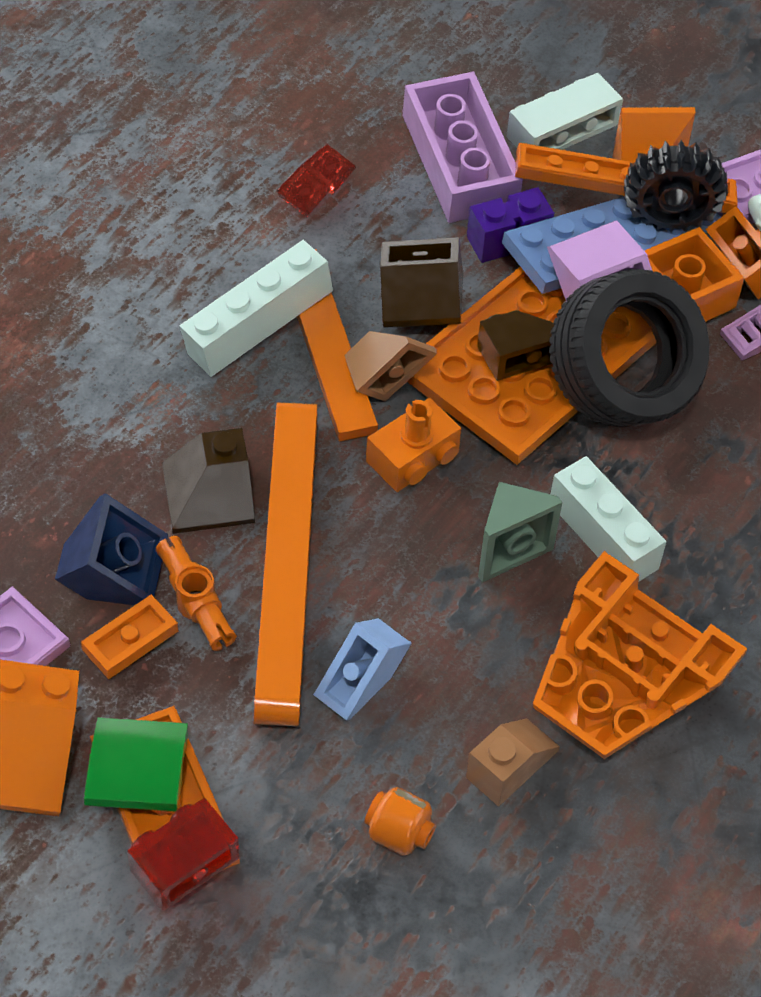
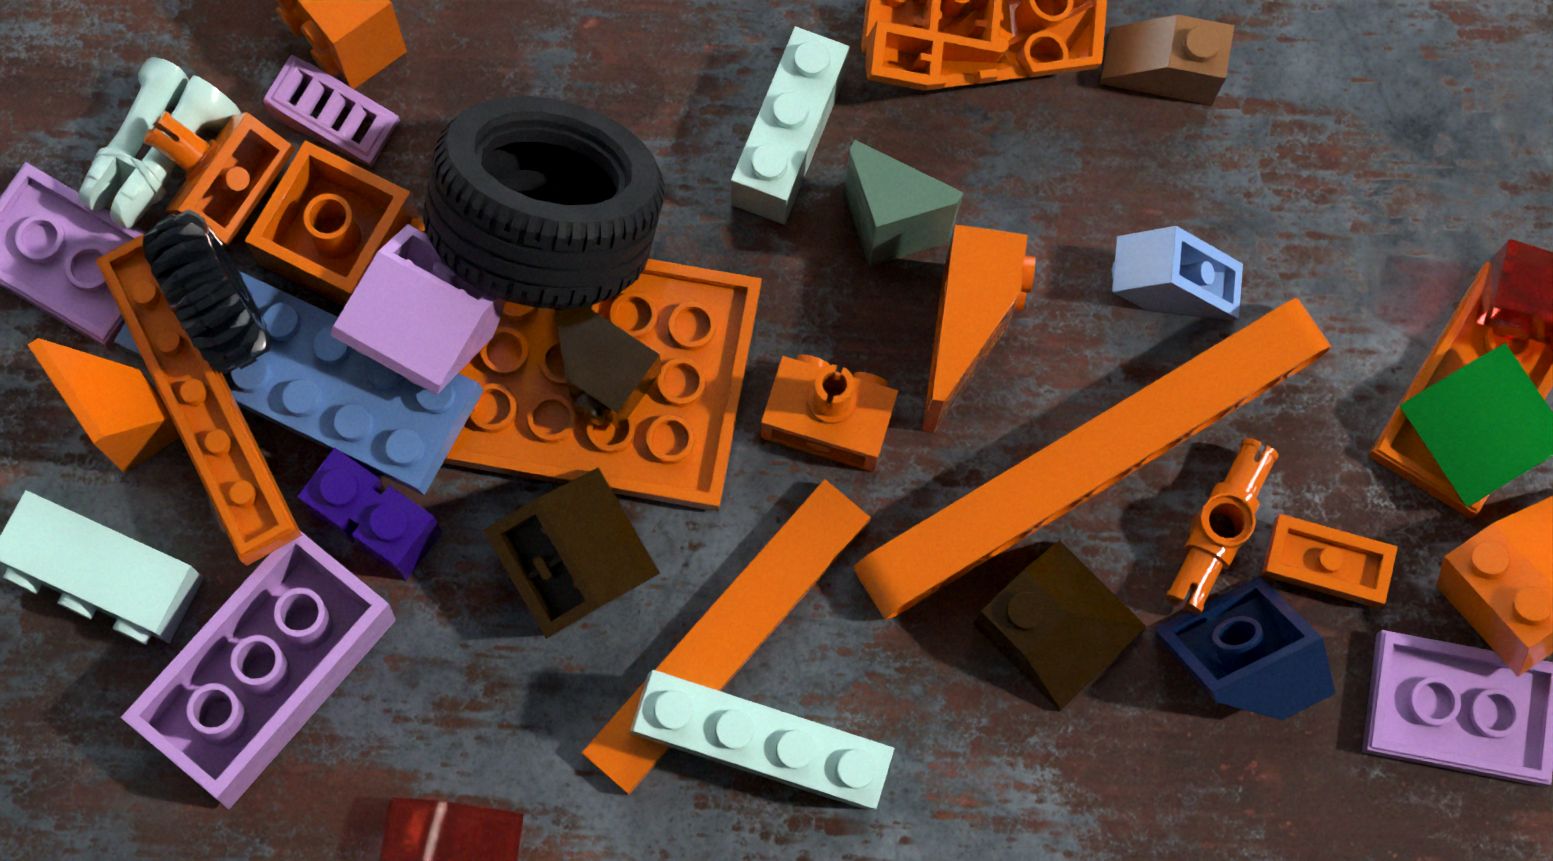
camera: 125 degrees left, 20 degrees up
(386, 362) = (736, 513): medium nougat slope -> none
(400, 821) = (1328, 125): orange head -> none
(419, 526) = (980, 289): none -> orange slope

